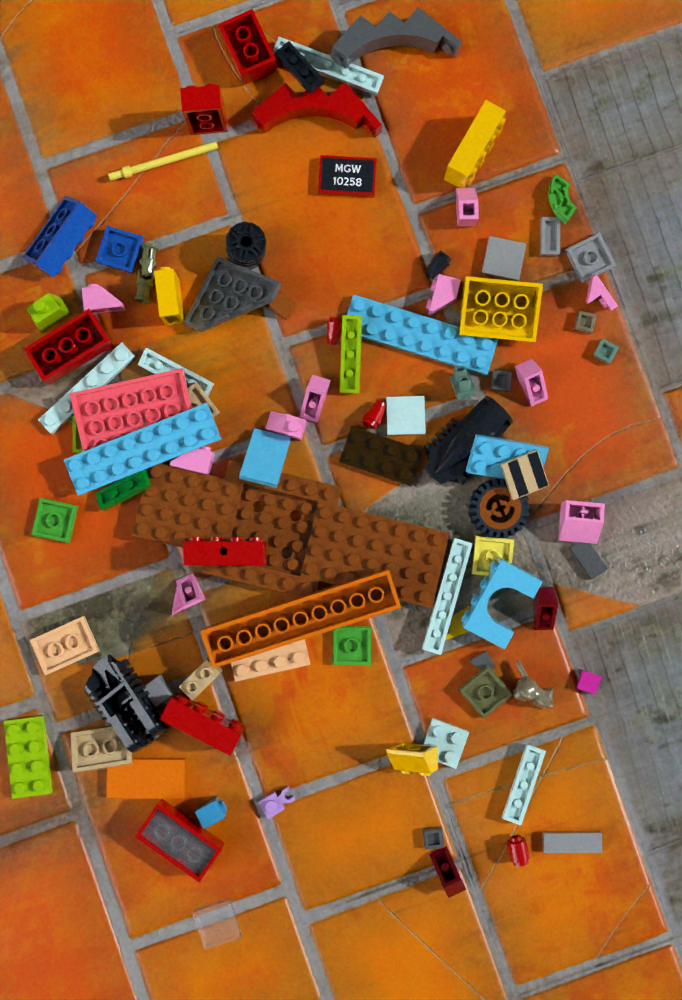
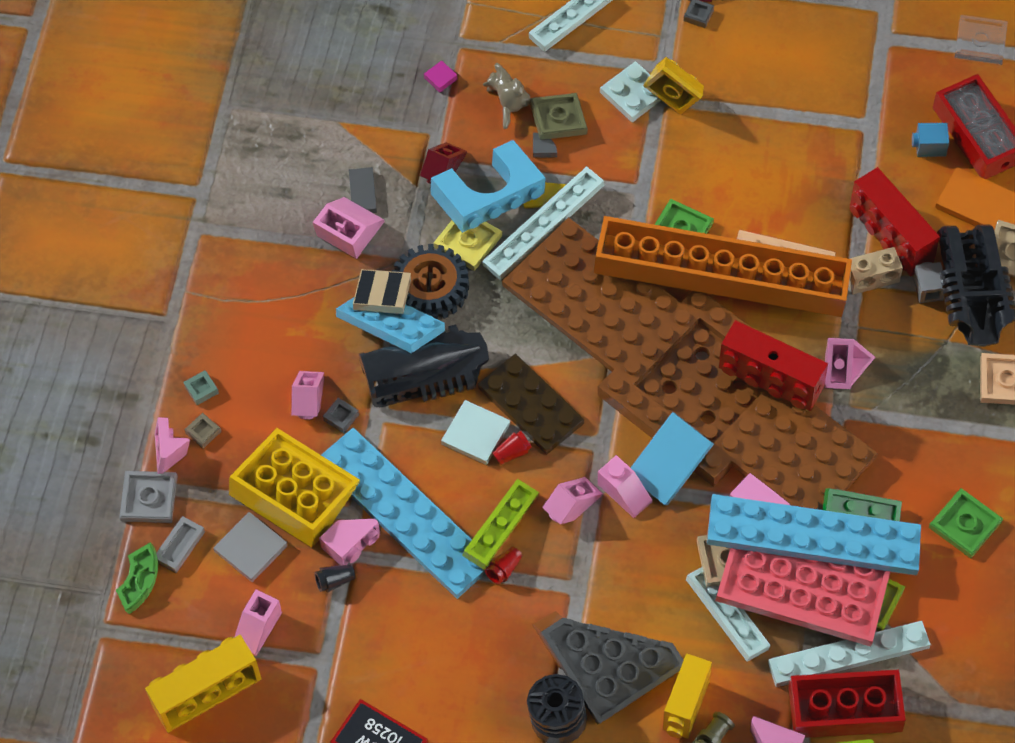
camera: 150 degrees left, 25 degrees down
(273, 803) = (855, 119): lavender plate -> none
(462, 383) = (389, 426): sand green hips -> none

